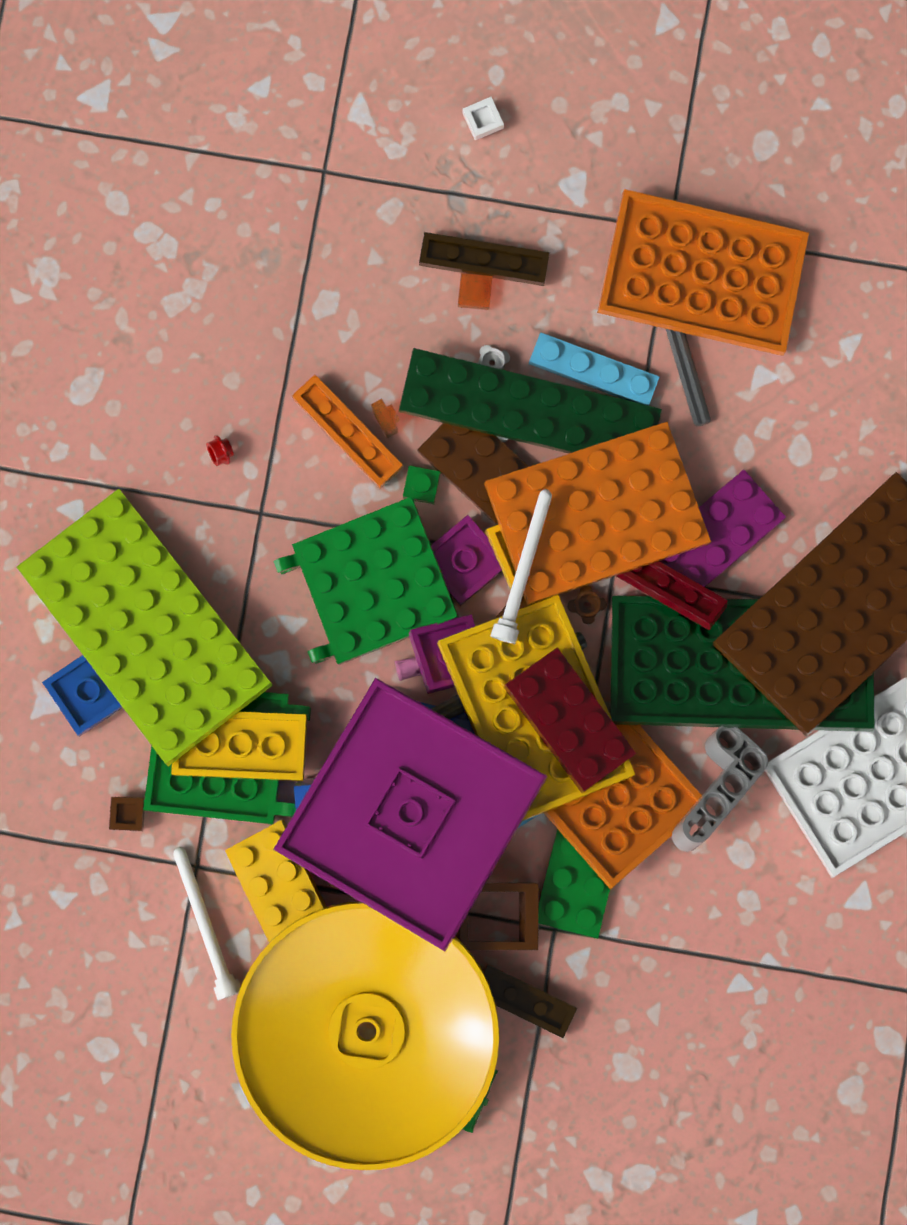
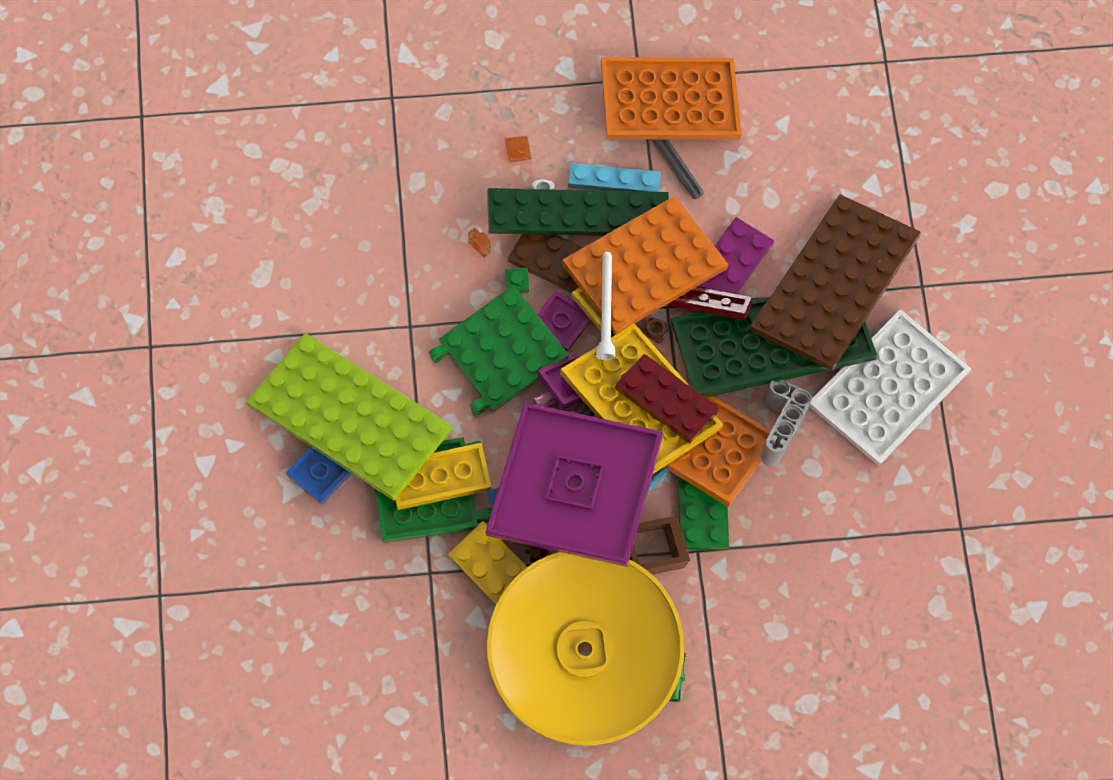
camera: 20 degrees left, 15 degrees down
(126, 814) = (371, 547): reddish brown plate -> none
(220, 451) = (369, 291): red plate -> none
(225, 983) = (474, 645): white piece -> none
(347, 431) = (455, 257): orange plate -> none
(483, 118) = (491, 38): white plate -> none
(484, 259) = (518, 125): dark brown plate -> none
(529, 1002) = (698, 602): dark brown plate -> none

